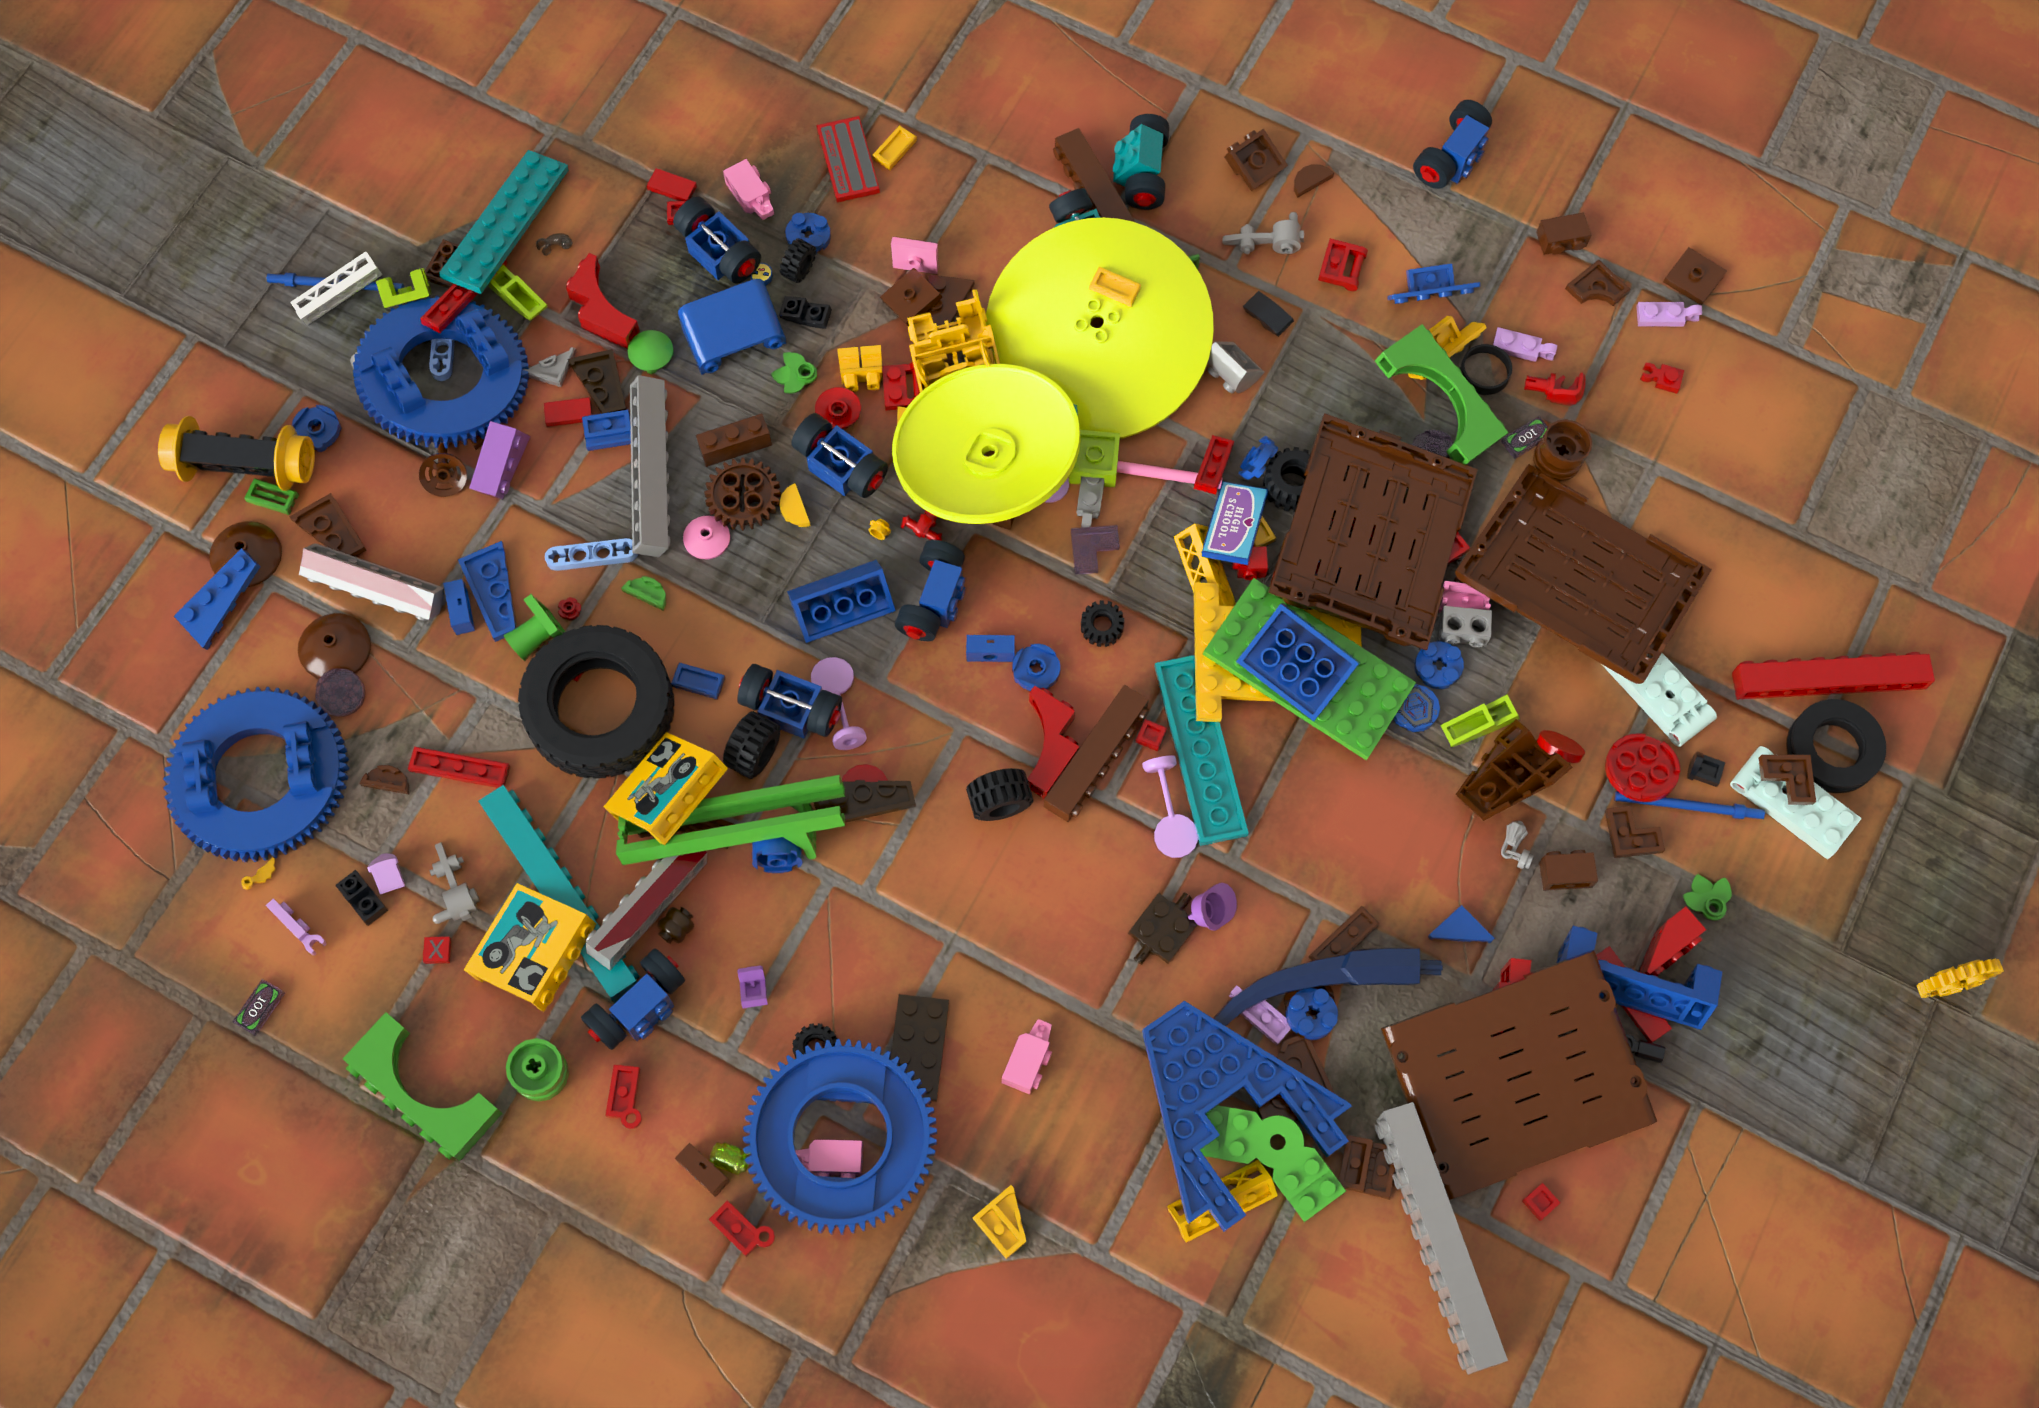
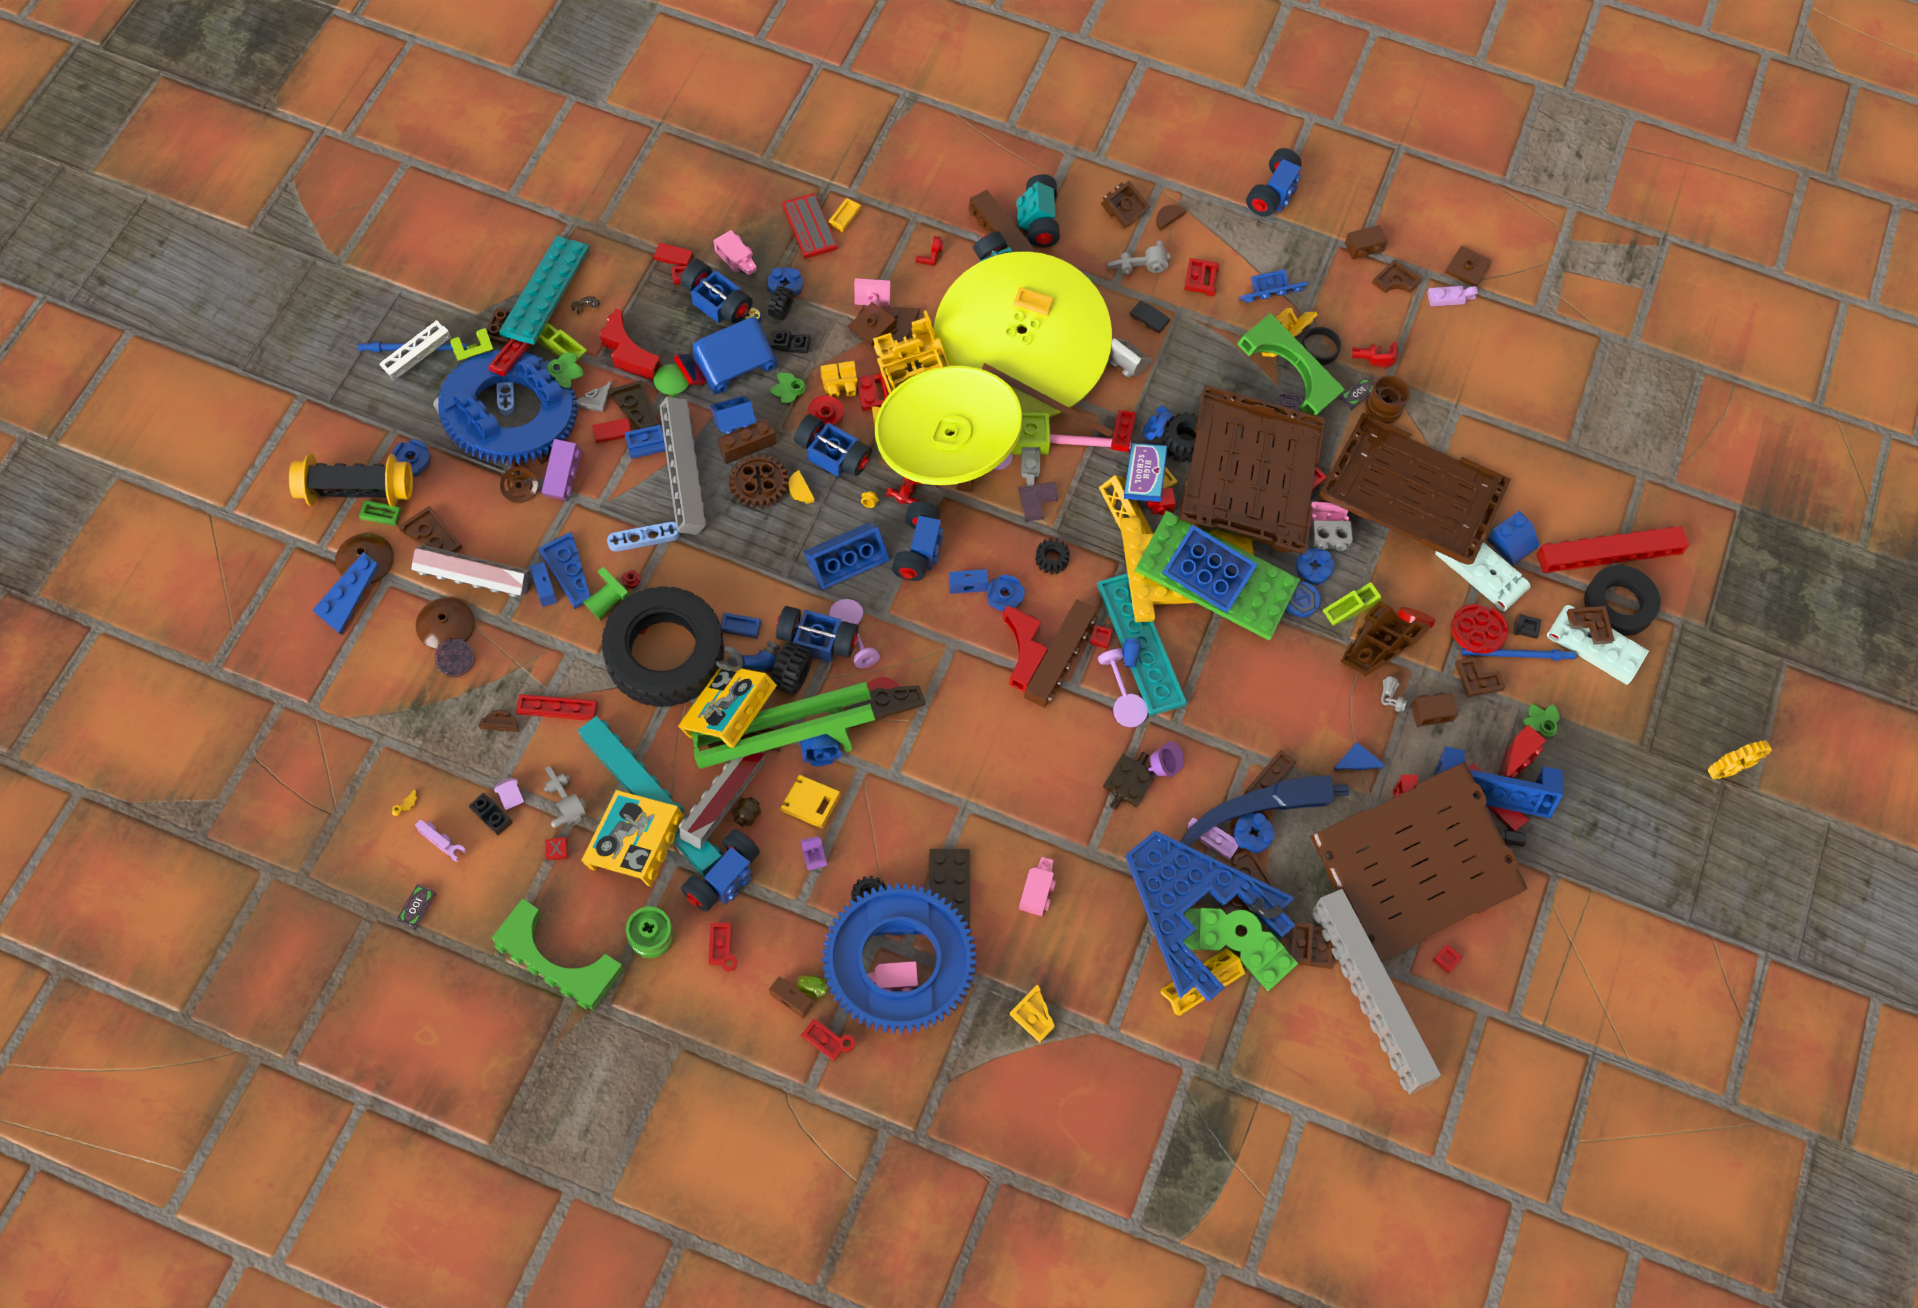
camera: 10 degrees left, 5 degrees down
(314, 774) = (441, 715): blue piece -> none
(520, 331) = (568, 369): none -> bright green plate
(647, 590) = (691, 560): bright green tile -> none
(674, 339) = (689, 369): none -> tile
(708, 546) = (733, 523): bright pink dish -> none
(714, 732) = (760, 662): none -> piece
(719, 404) = (733, 414): none -> blue brick
(752, 915) = (806, 799): none -> yellow container
(999, 794) = (990, 689): black tyre -> none
(1006, 198) = (937, 245): none -> red plate
(1119, 417) = (1049, 401): none -> reddish brown tile
(1185, 761) = (1131, 652): none -> blue cone
(1316, 1124) = (1271, 913): none -> clear smoke arm
(1523, 345) = (1347, 326): lavender plate -> none
(1666, 377) = (1457, 341): red plate -> none
(1705, 650) = (1514, 538): none -> blue slope

